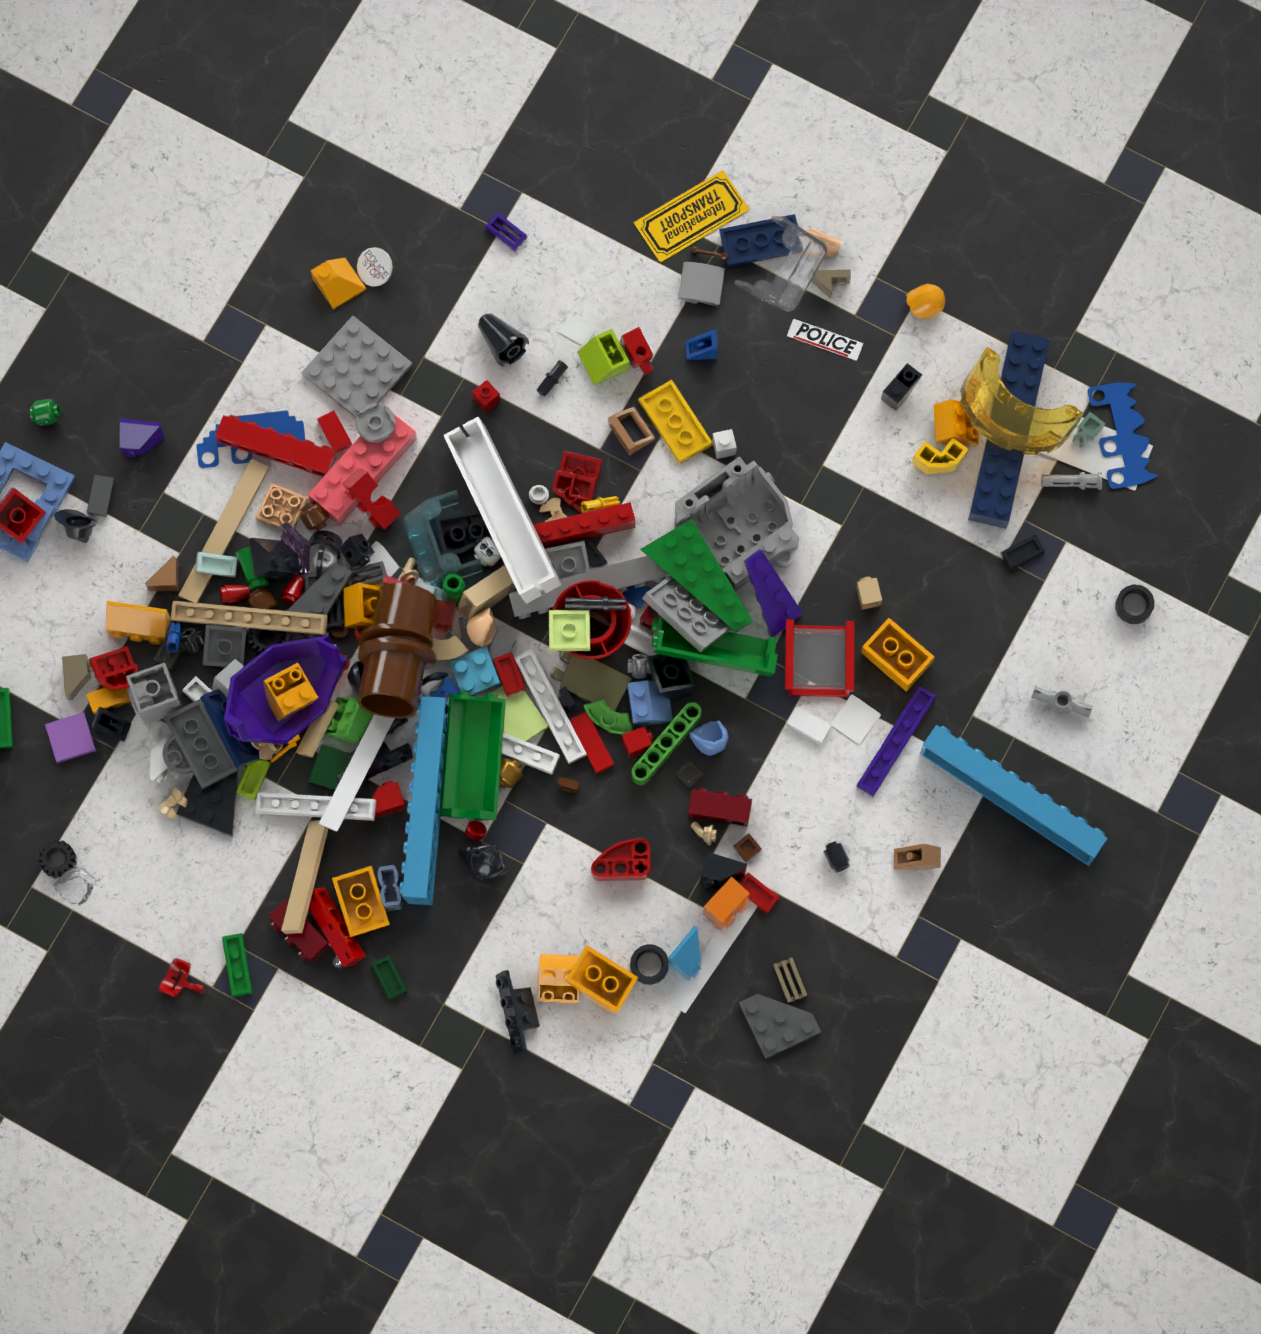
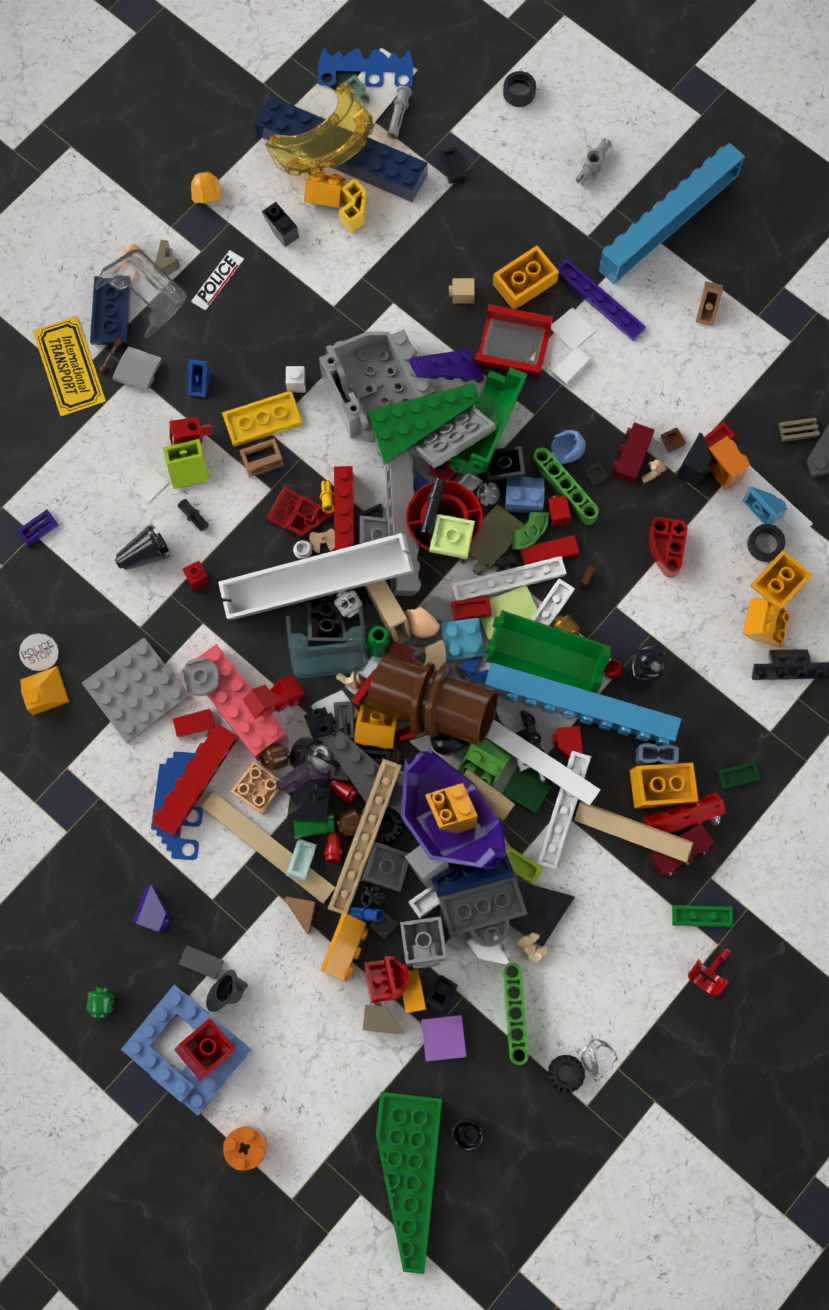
camera: 75 degrees left, 0 degrees up
(95, 798) = (520, 1023): none -> bright green beam
(836, 856) = (696, 366): black brick -> none

